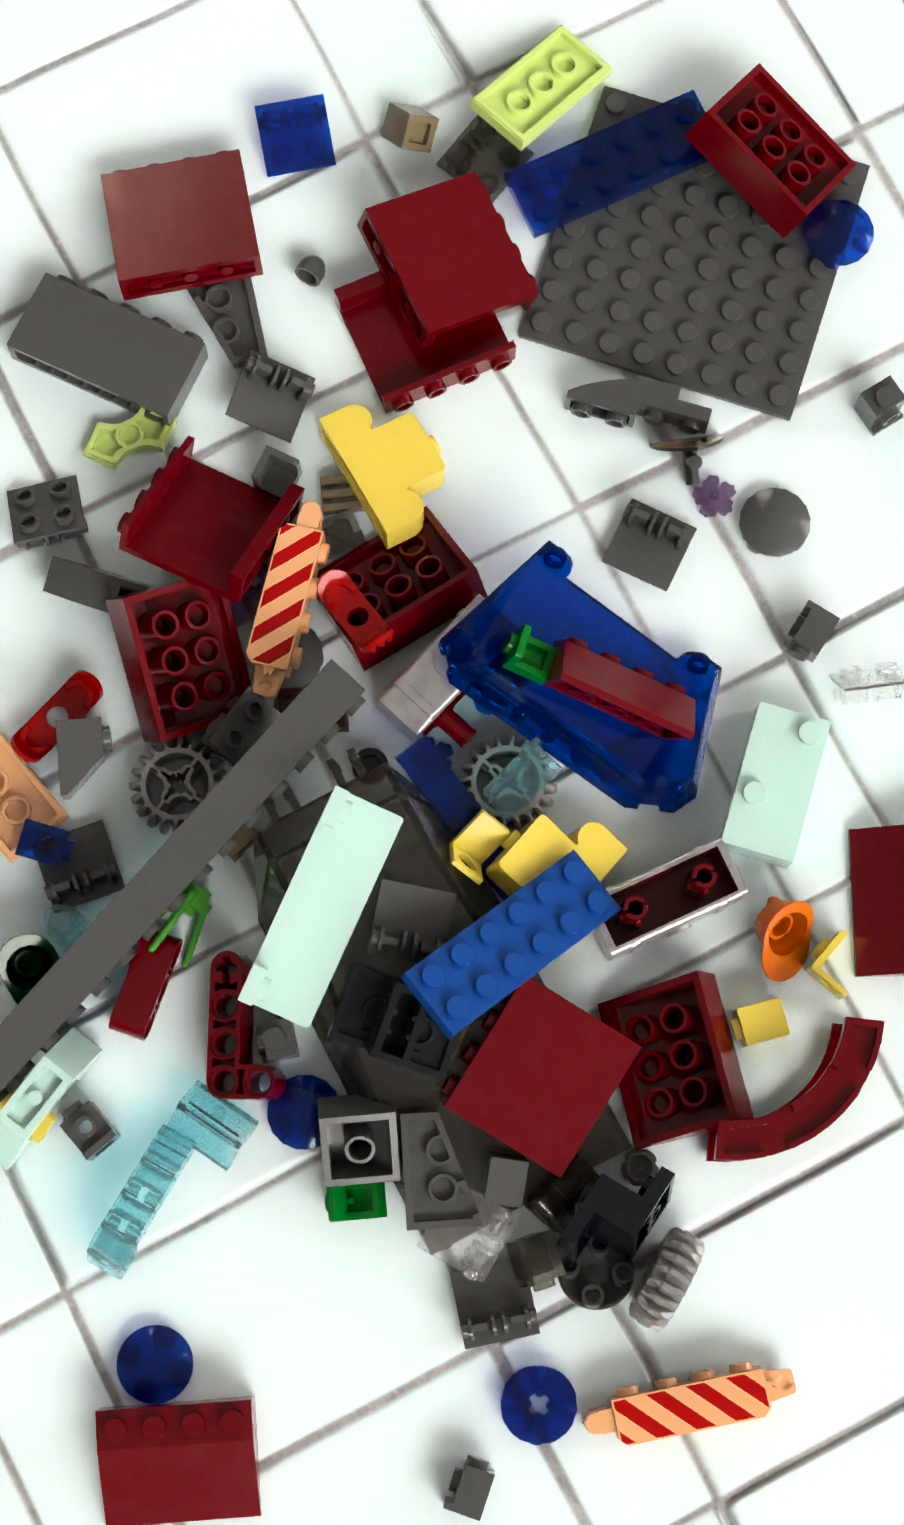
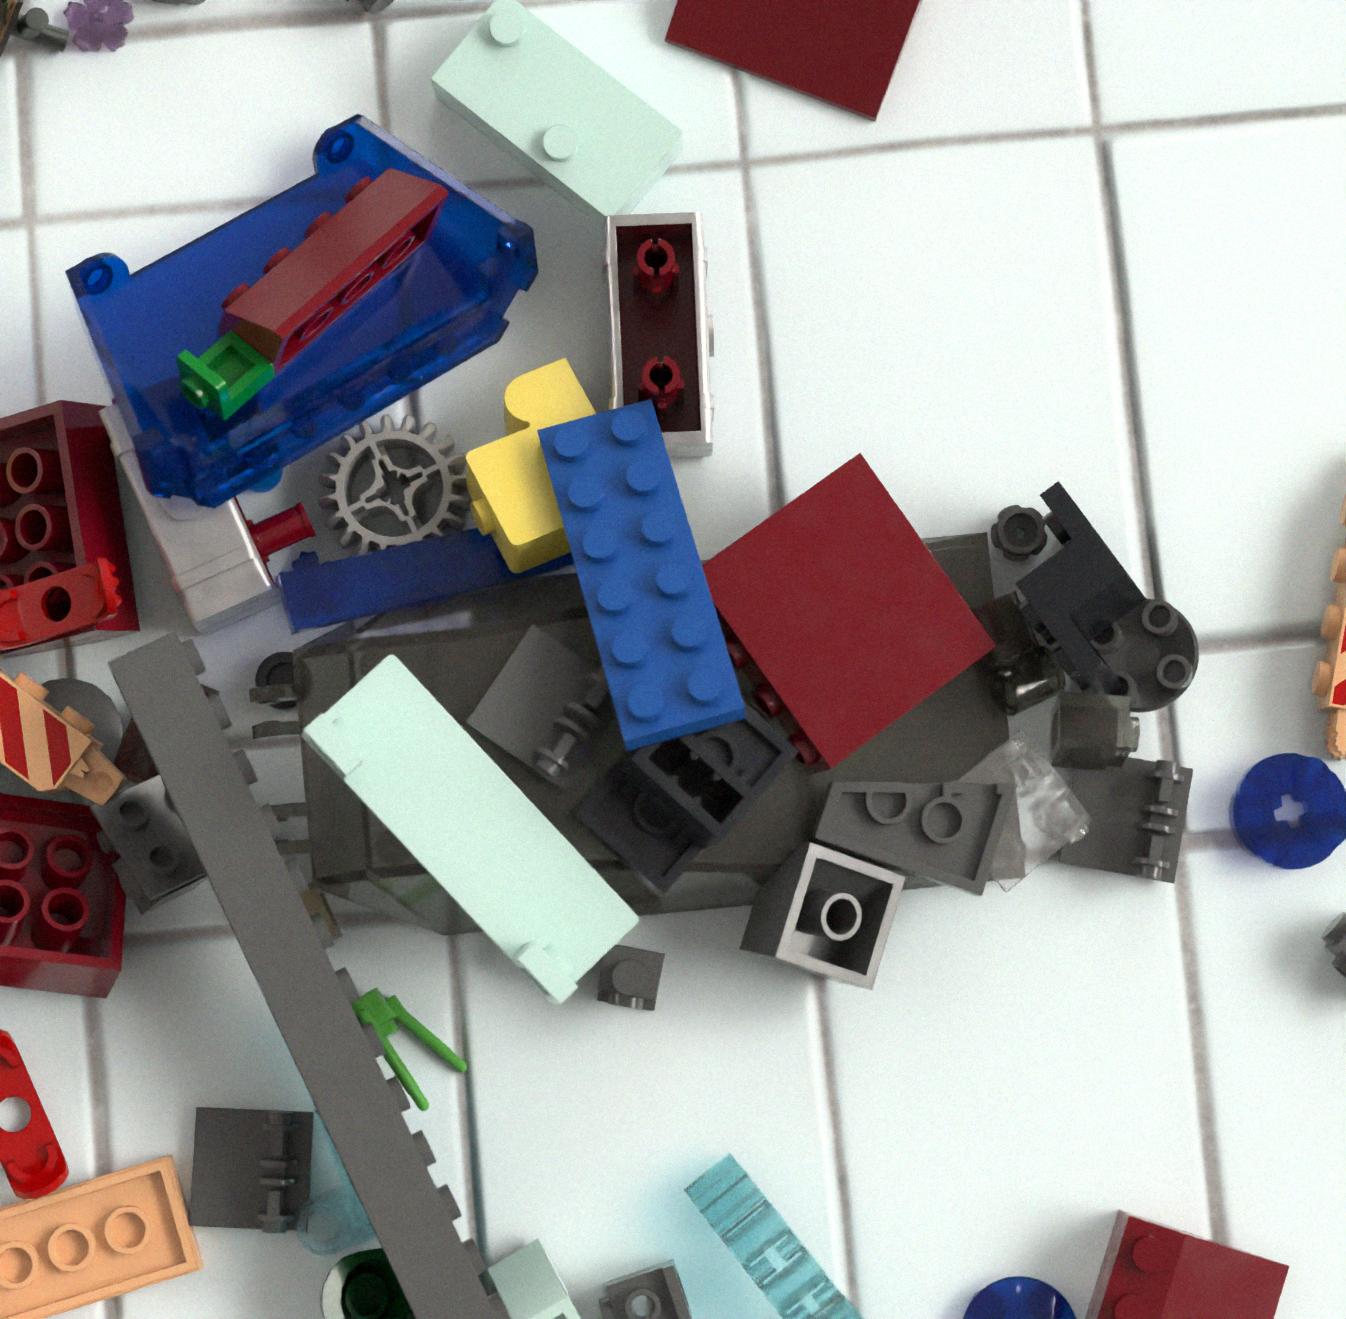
camera: 65 degrees left, 5 degrees up
(30, 840) = (197, 1229): clear blue brick -> none
(80, 752) = (81, 1097): dark grey slope -> none
(145, 987) = (473, 1140): dark red beam -> none
(187, 772) = (211, 996): light grey gear -> none
(213, 1123) = (712, 1116): clear light blue panel -> none
(241, 1027) = (590, 1021): dark red beam -> none
(295, 1113) = (743, 989): clear blue dish -> none
(356, 1202) = (909, 954): green bracket -> none
(476, 844) = (468, 567): light yellow bracket -> none
(505, 1178) = (964, 725): dark grey panel -> none
(521, 780) = (403, 465): clear light blue panel -> none
(649, 544) = (129, 142): dark grey hinge -> none
(666, 1279) = (1193, 557): light grey gear -> none
(686, 1064) = (914, 403): dark red slope -> none
(759, 1023) = (887, 279): light yellow brick -> none
(784, 936) = (779, 191): orange piece -> none
(819, 1104) = (1043, 251): dark red fence -> none
(821, 953) = (826, 150): light yellow bracket -> none

